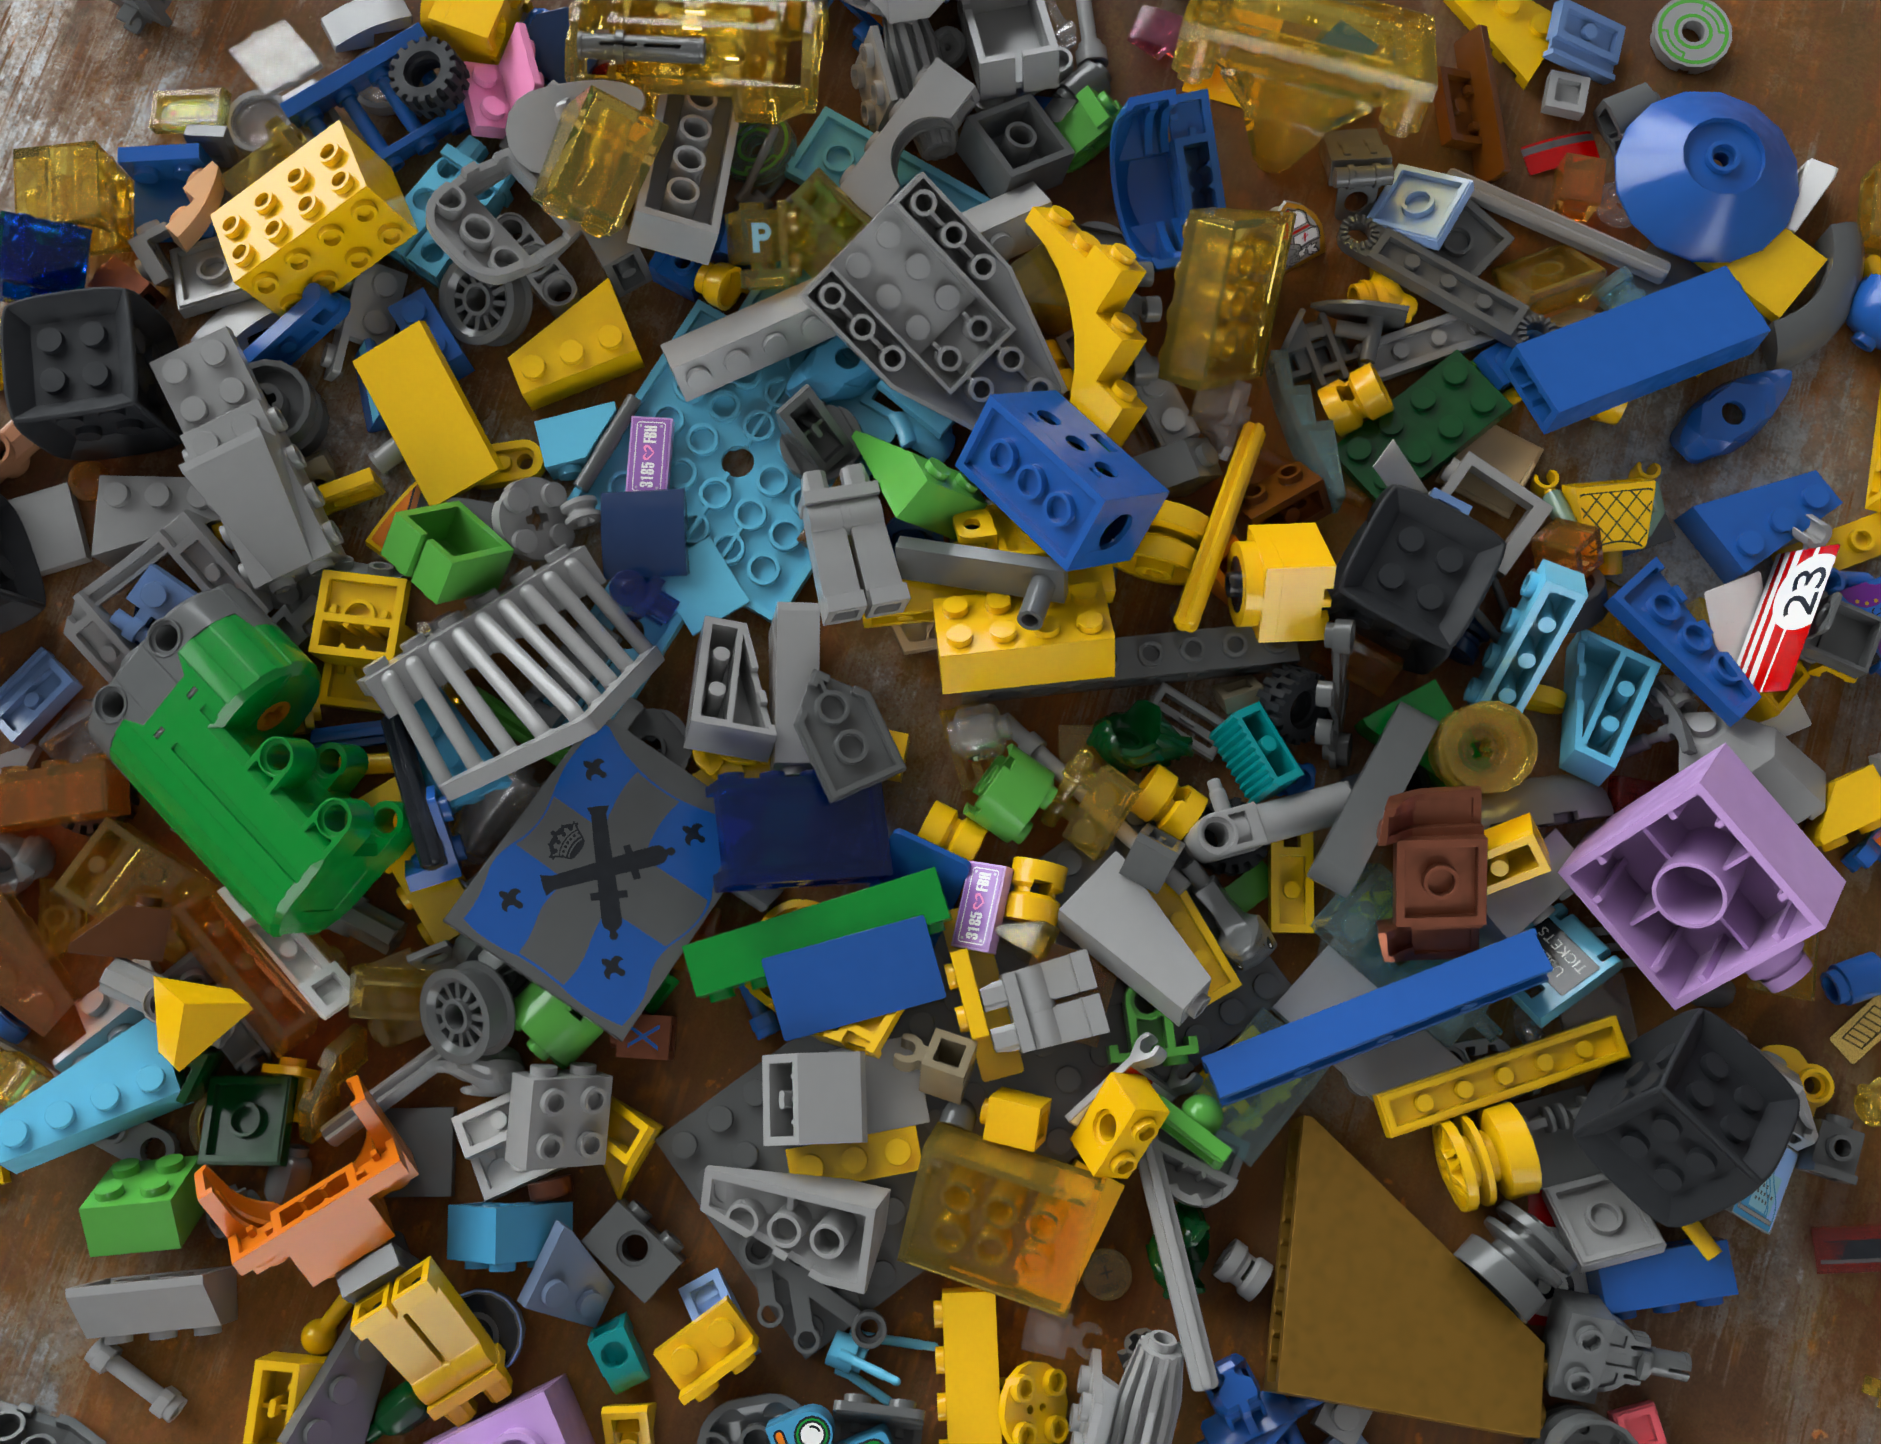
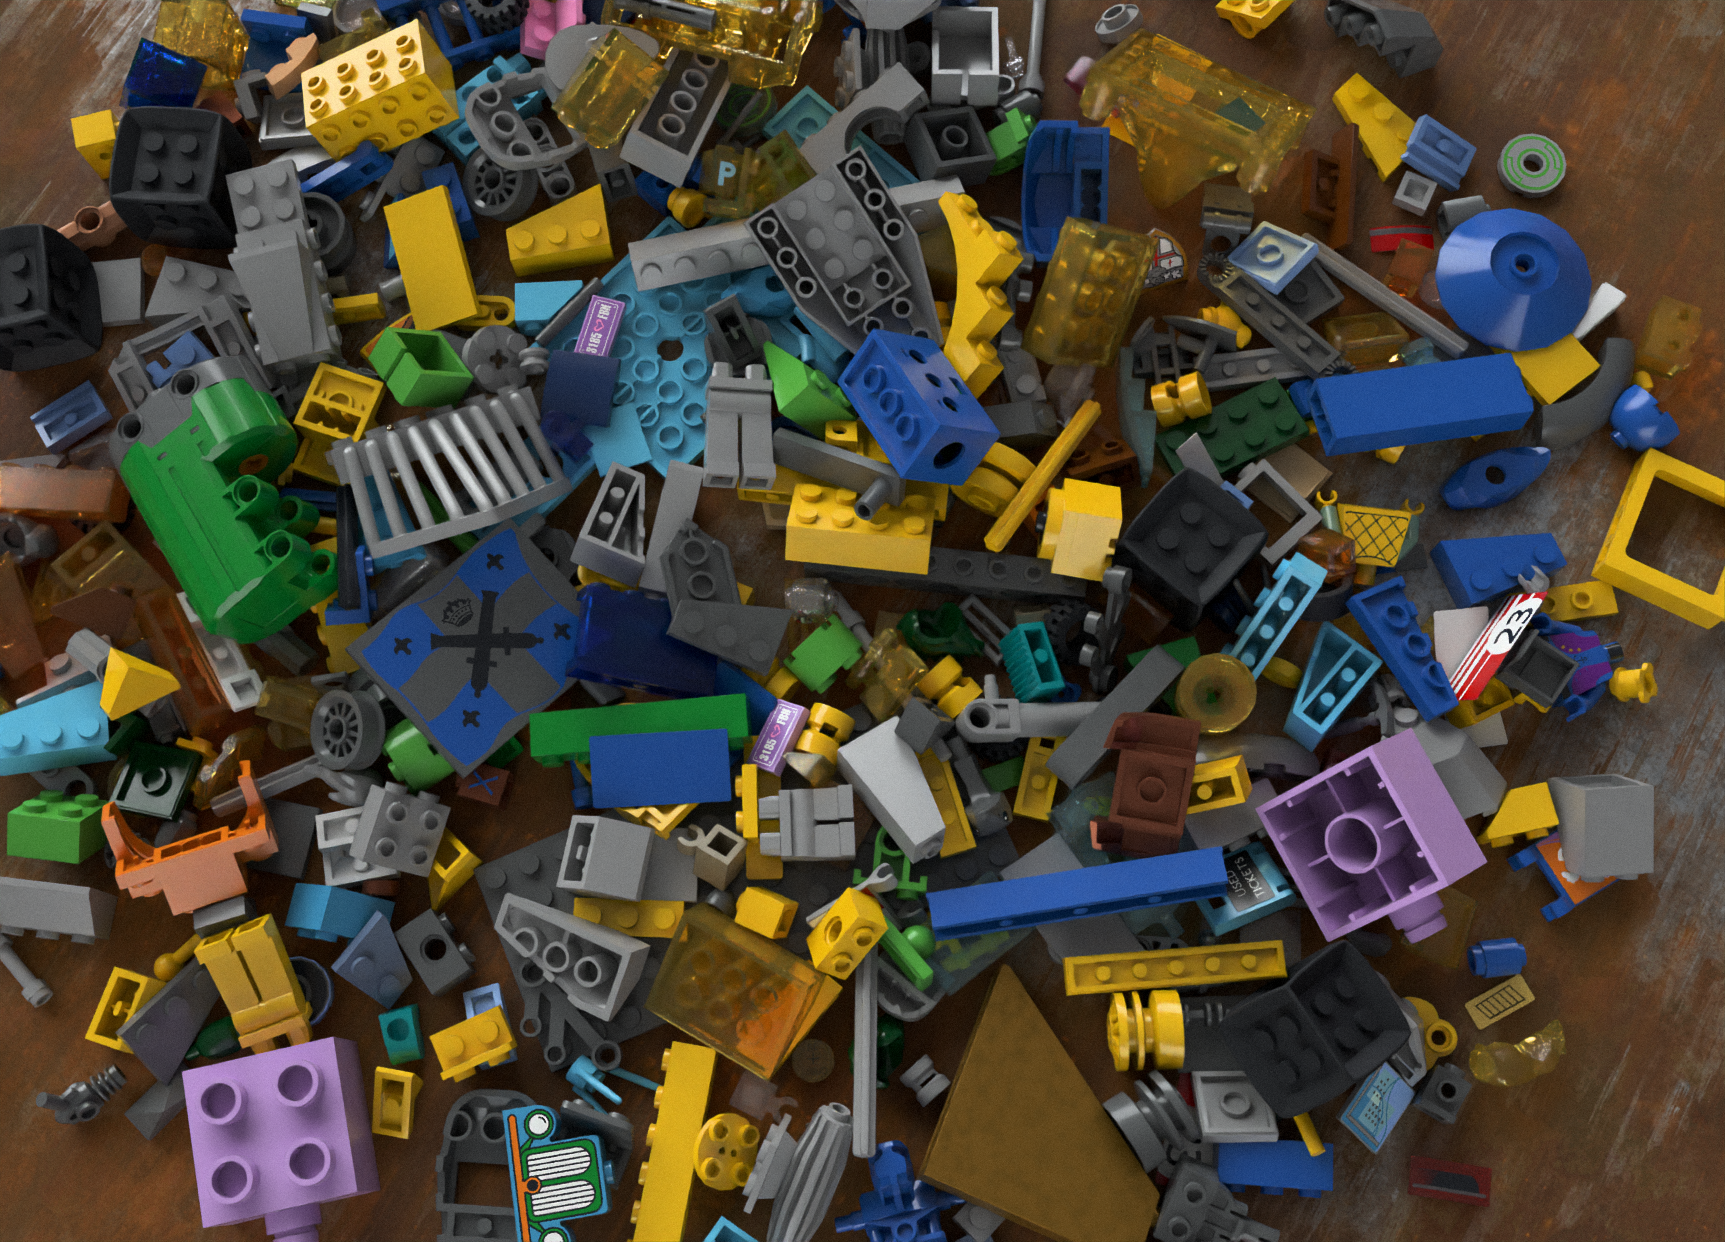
camera: 15 degrees right, 5 degrees down
(900, 794) = (732, 631): none -> dark grey wing
(1055, 107) = (989, 121): dark grey sticker -> none

